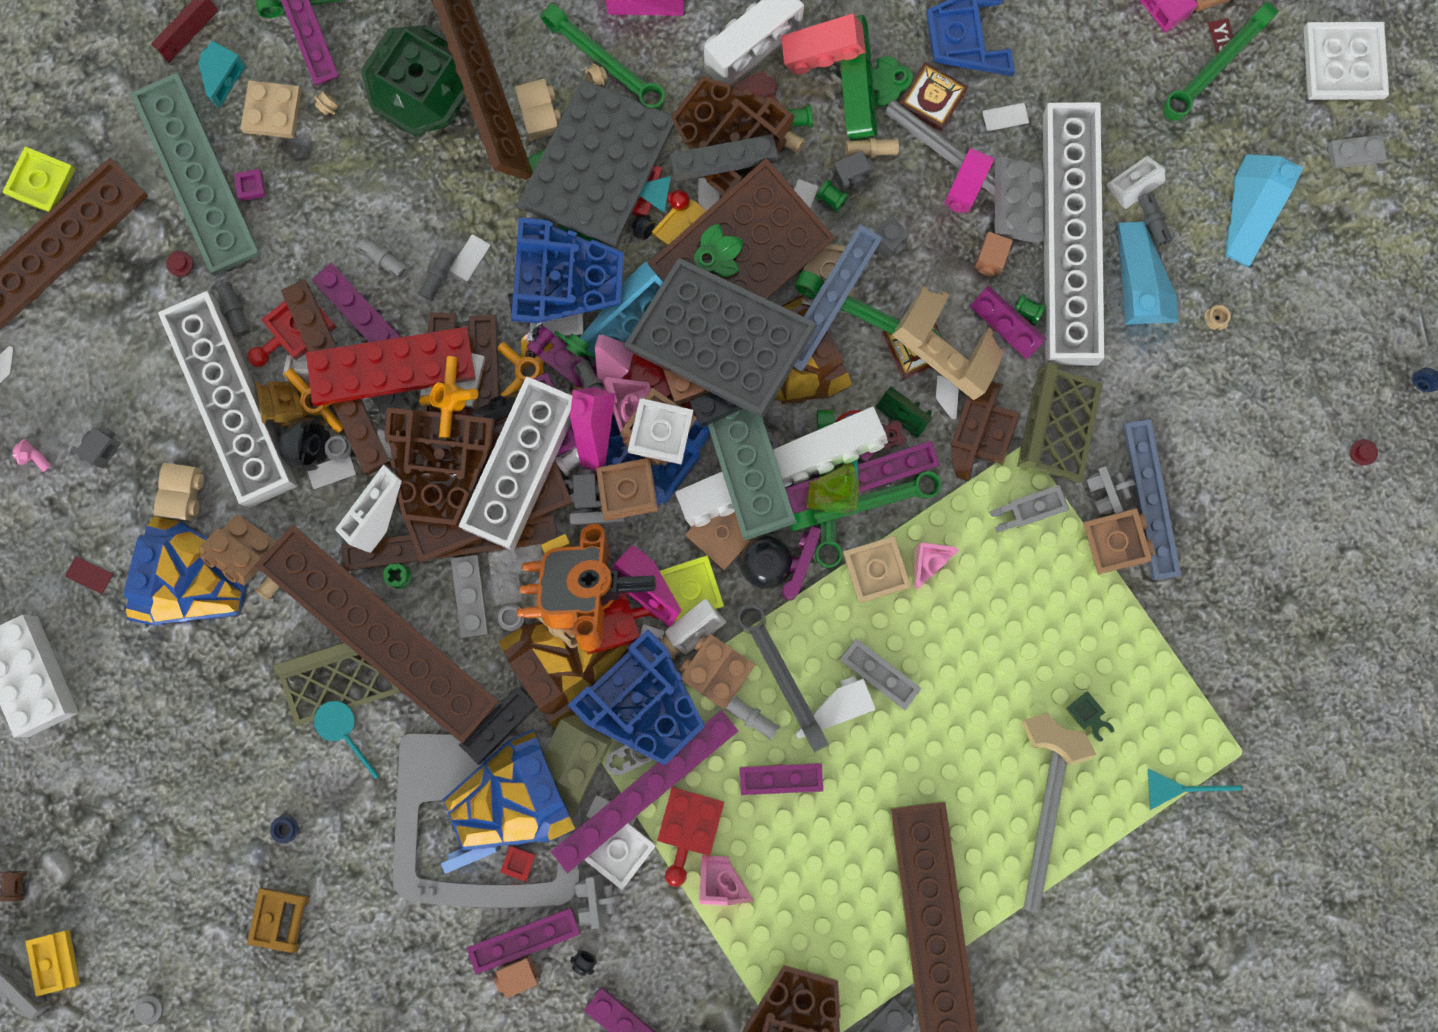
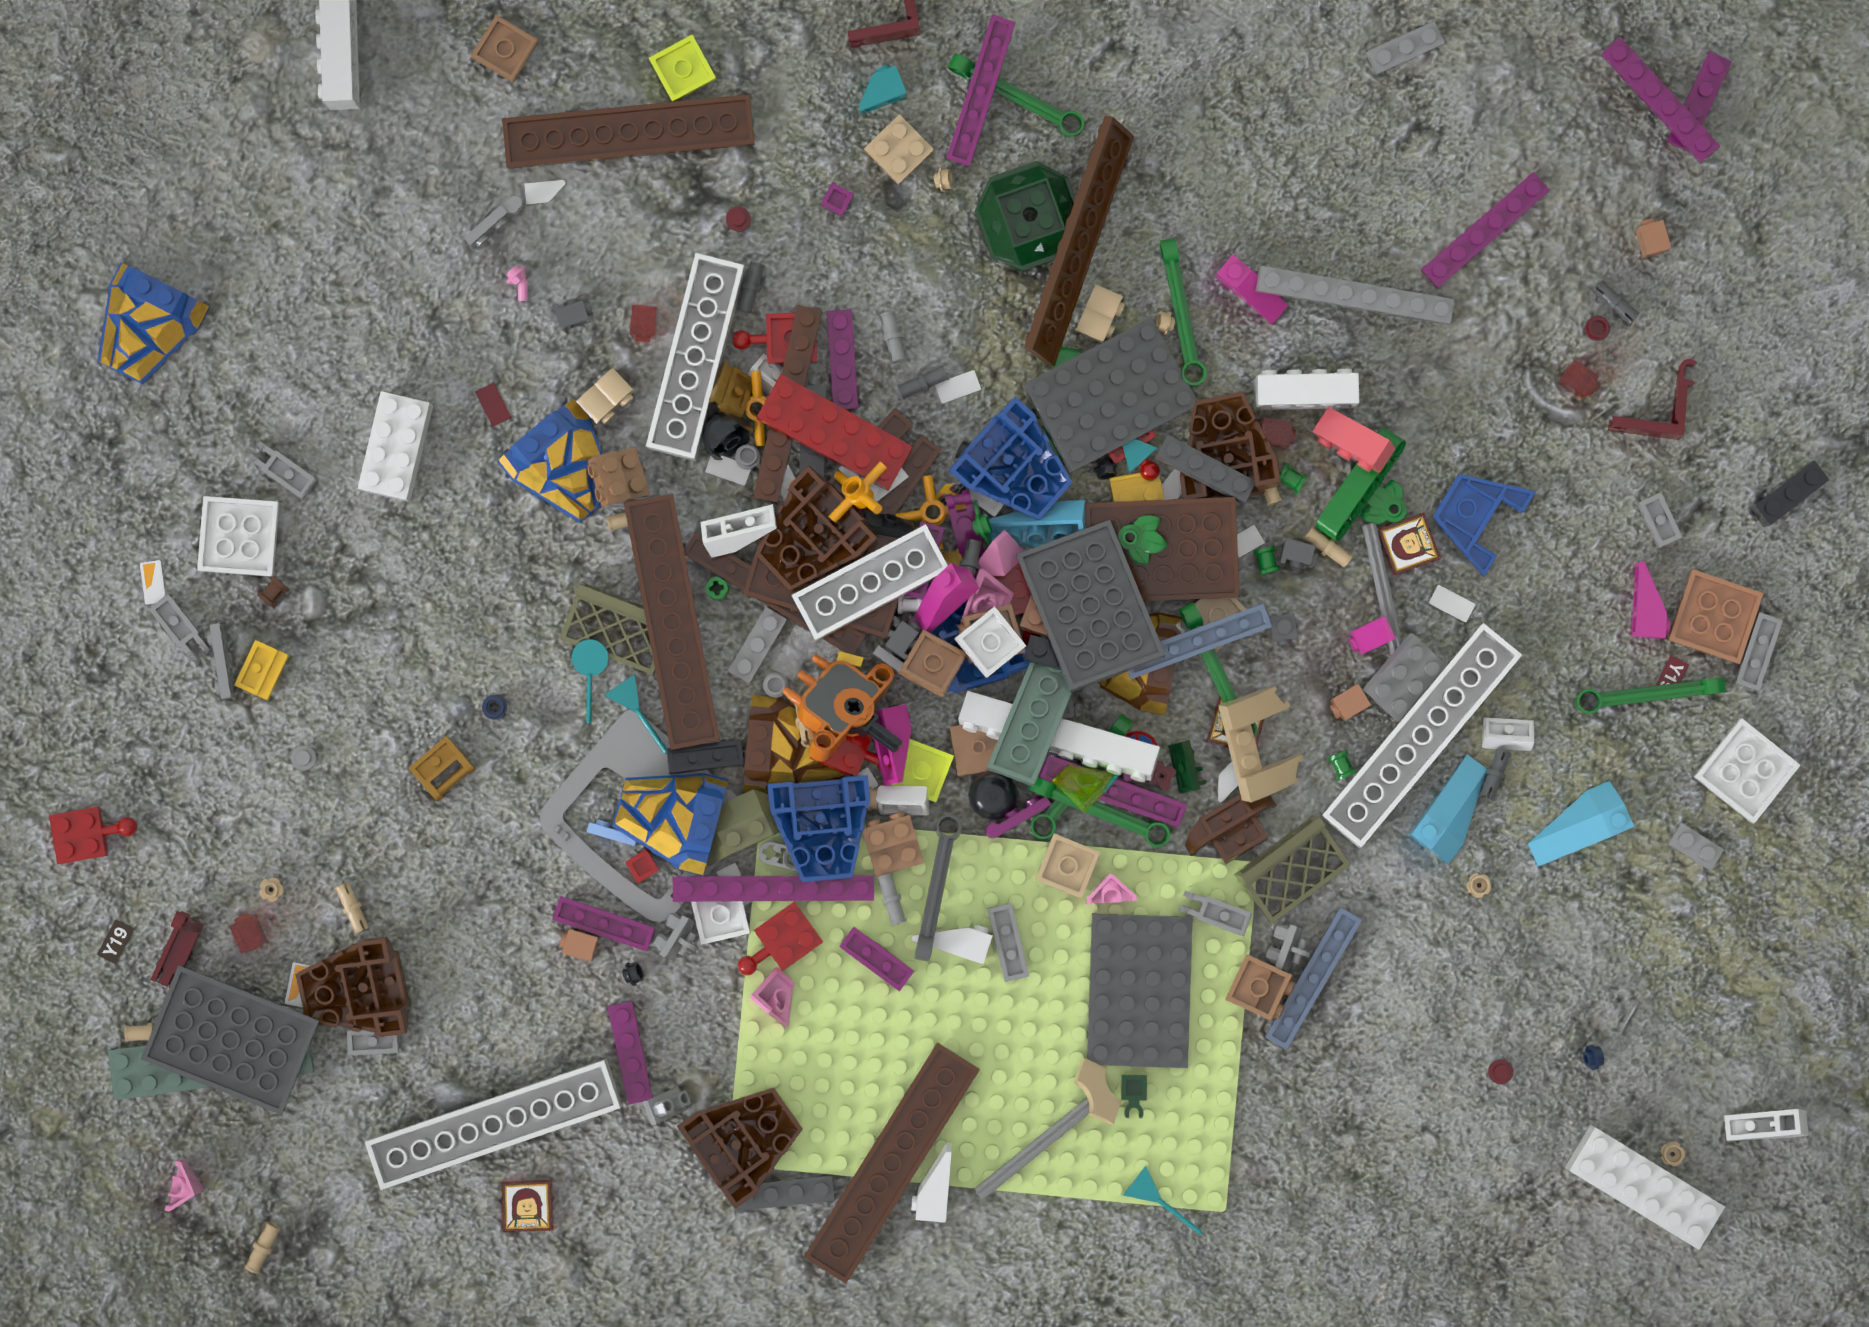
camera: 40 degrees right, 5 degrees up
(163, 406) = (644, 323): none -> clear red brick
(195, 174) = (803, 157): sand green plate -> none
(391, 727) = (627, 696): none -> teal piece
(991, 939) = (933, 1190): none -> white slope
(1007, 322) = (1317, 762): magenta plate -> none
(1021, 625) = (1139, 990): none -> dark grey plate

